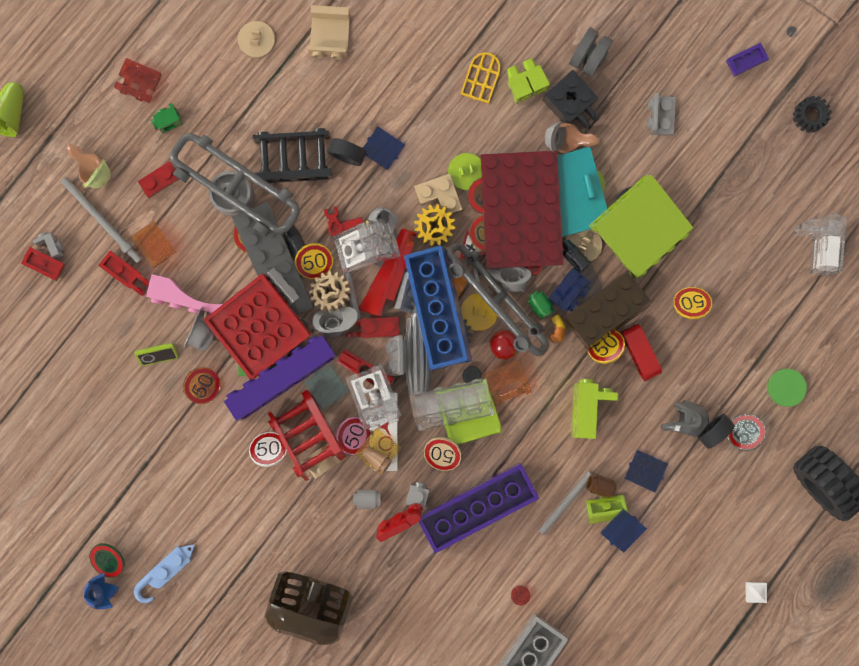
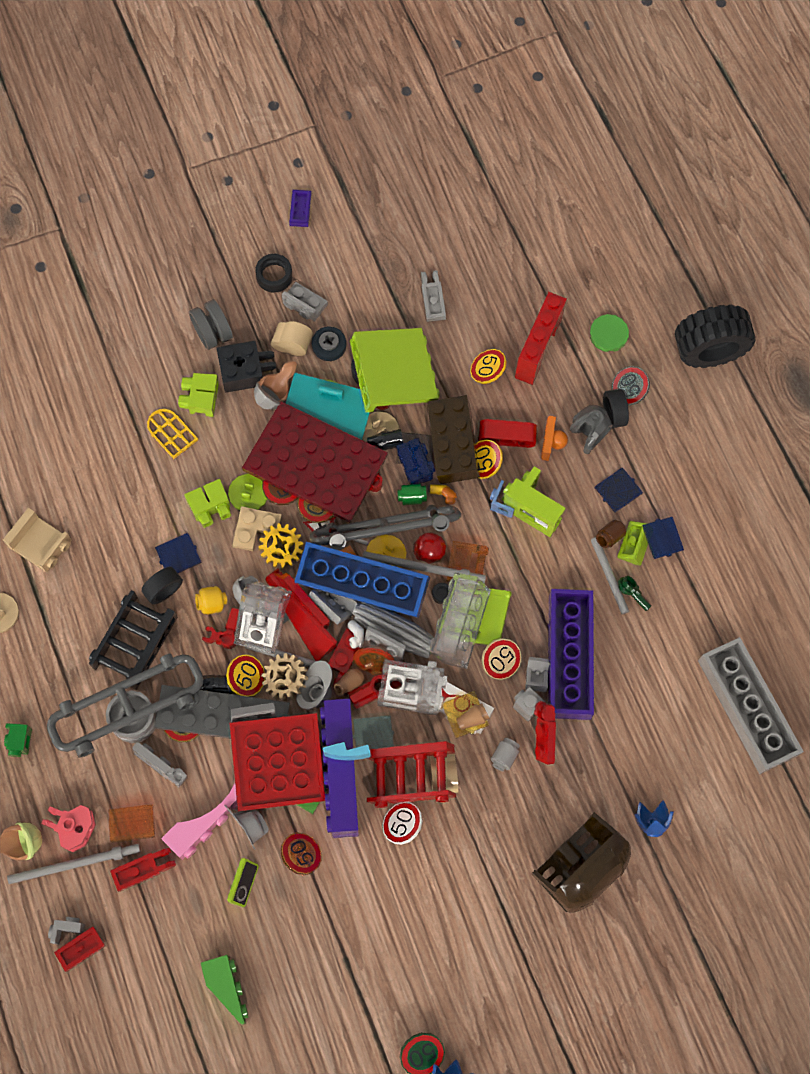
camera: 60 degrees left, 15 degrees down
(75, 384) = (221, 982): none -> bright green slope
(124, 200) = (70, 825): none -> coral hinge
(158, 180) = (71, 783): red plate -> none
(164, 571) = (465, 1002): light blue plate -> none
(208, 237) = (160, 764): none -> light grey hinge
(286, 373) = (339, 752): none -> medium azure slope
(352, 435) = (435, 729): piece -> none
(356, 345) = (351, 680): none -> medium nougat cone
(358, 197) = (210, 600): none -> yellow head
(379, 644) = (654, 822): none -> blue piece
(380, 354) = (371, 659): none -> clear orange piece
(397, 329) = (358, 639): none -> white arm
(430, 144) = (203, 509): none -> lime hips
(446, 489) = (537, 674): none -> light grey bracket
(493, 385) = (419, 566): none -> light grey bar
(512, 278) = (374, 504): light grey piece -> none
(520, 595) = (675, 664): clear red tile -> none
(563, 524) = (628, 586): none -> dark green plate
(578, 372) = (495, 506): none -> medium blue bracket
(620, 125) = (292, 338): none -> tan piece
(630, 163) = (325, 350): none -> black wheel
(658, 392) = (552, 439): none -> orange tile
(676, 60) = (273, 286): none -> black tyre
(729, 220) = (433, 298): none -> light grey hinge
(743, 332) = (537, 341): none -> red arch
(756, 592) = (780, 457): white tile -> none
(821, 108) = (380, 175): black tyre -> none
(828, 243) = (501, 231): clear brick -> none

